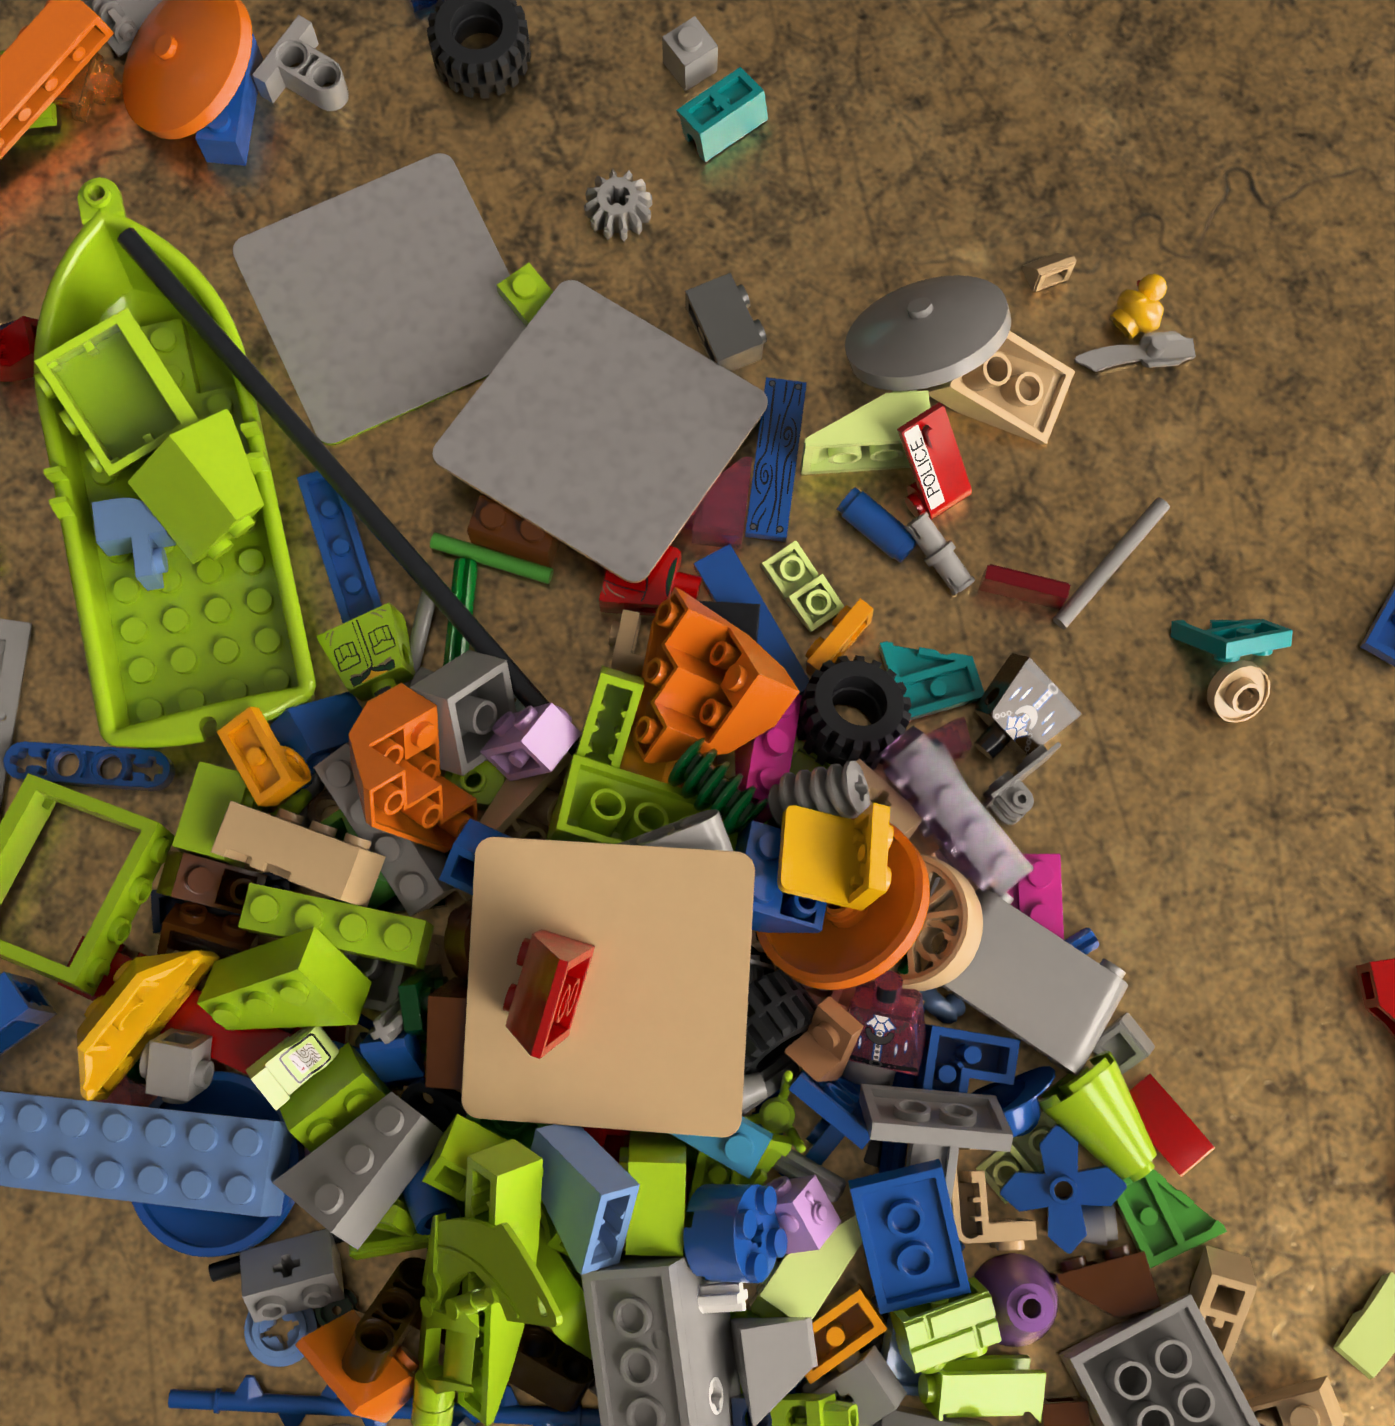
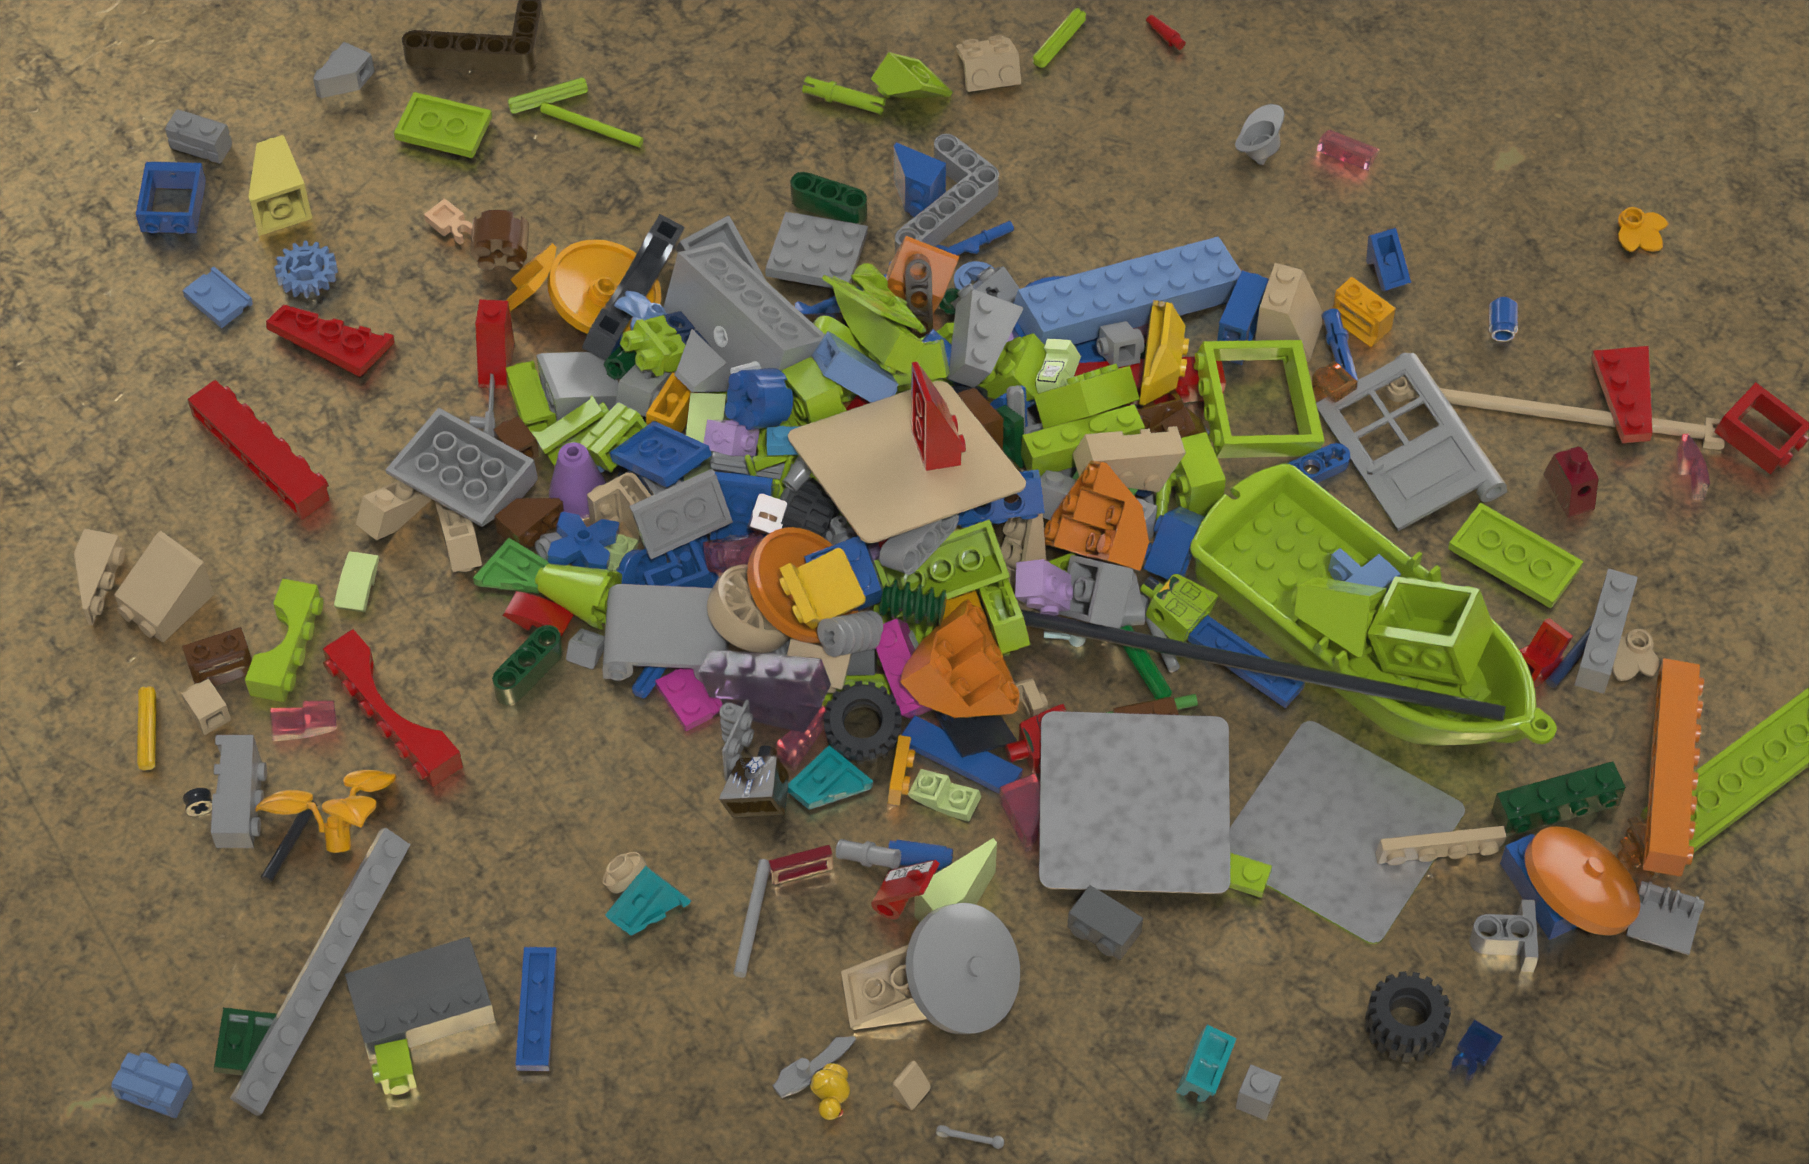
camera: 150 degrees right, 20 degrees down
(145, 180) = (1558, 799): none -> dark green brick
(265, 766) = (1180, 485): light orange plate -> none
(299, 202) = (1430, 846): none -> tan plate
(618, 205) = (1226, 951): light grey gear -> none
(776, 460) = (1015, 864): blue tile -> none
(1038, 206) = (997, 1142): none -> light grey hinge
(1236, 1049) = (530, 652): none -> dark green beam

